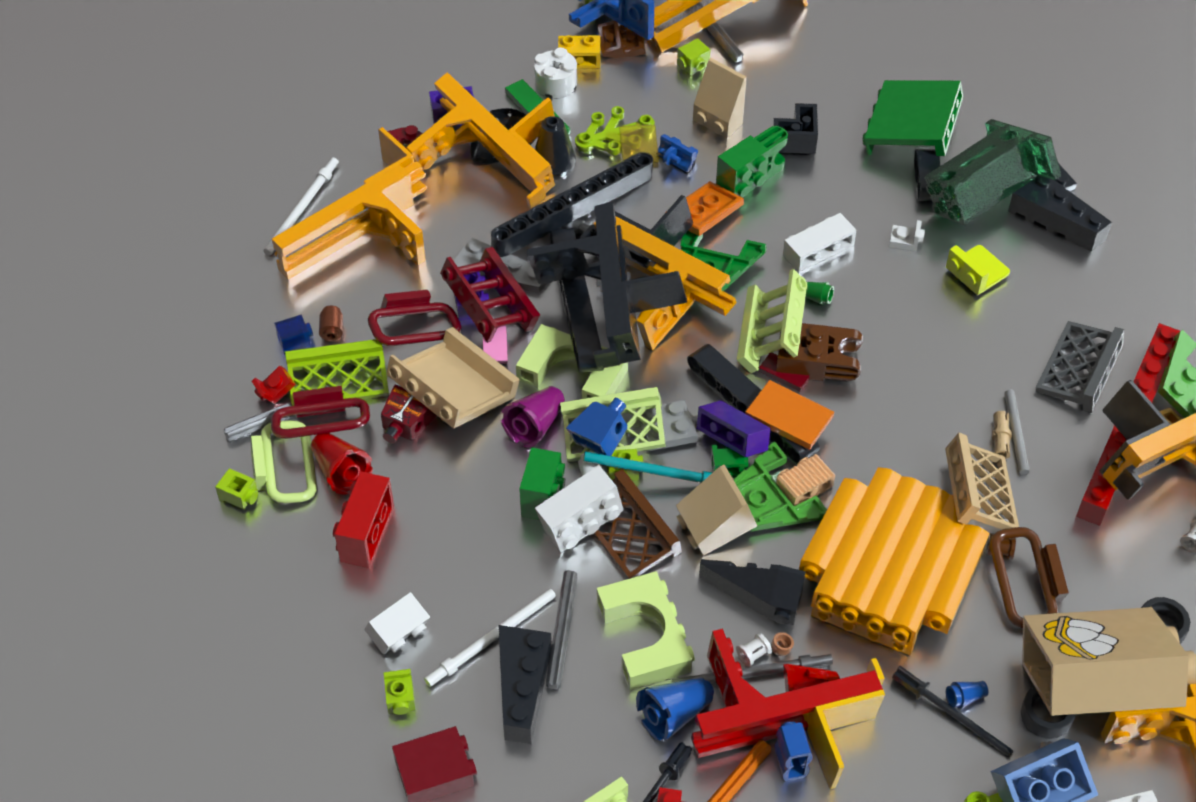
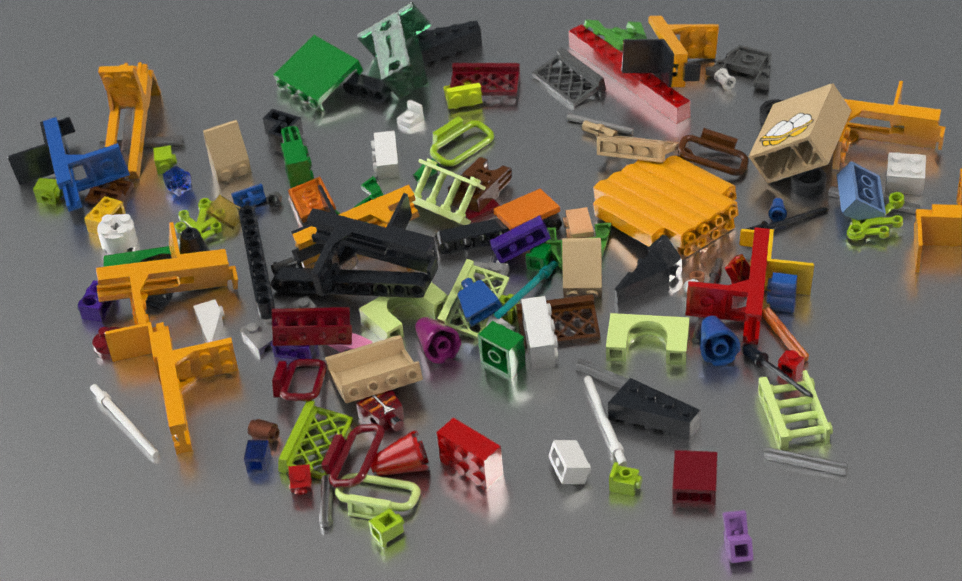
camera: 60 degrees left, 10 degrees down
(463, 210) = (210, 320): none -> white slope
(663, 82) = (177, 180): none -> clear blue brick
(689, 176) = (271, 199): none -> dark grey hinge
(893, 284) = (453, 130): none -> lime bar
(1030, 274) = (488, 72): none -> dark red fence

